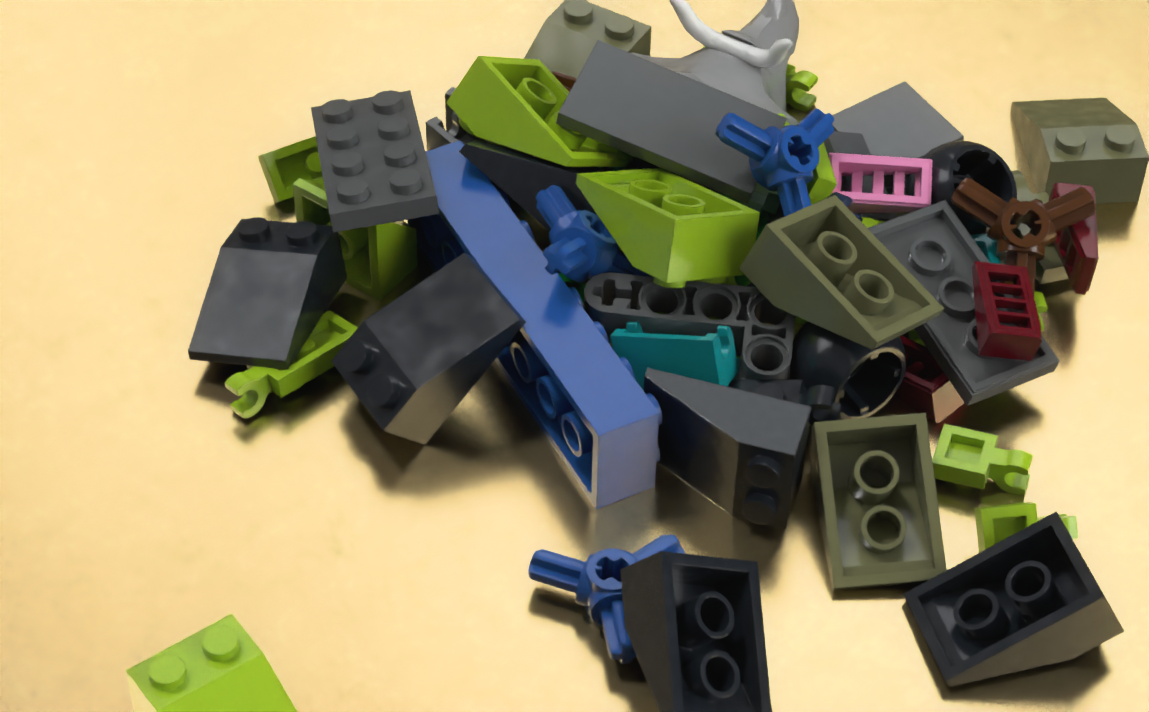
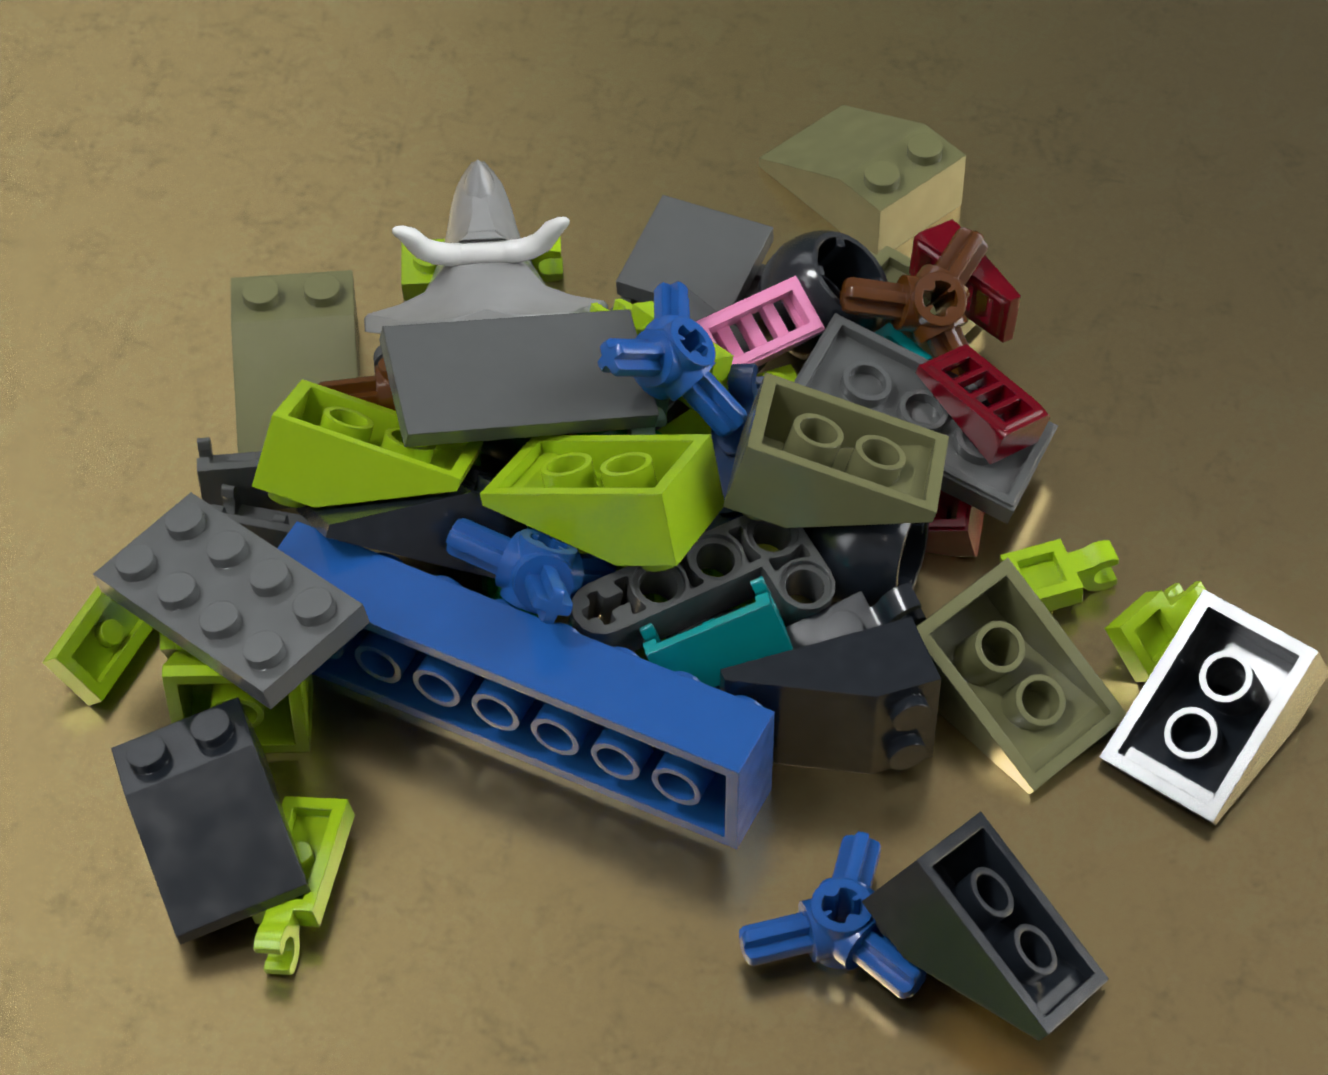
camera: 35 degrees left, 5 degrees up
(428, 348) = (457, 776): black slope -> none

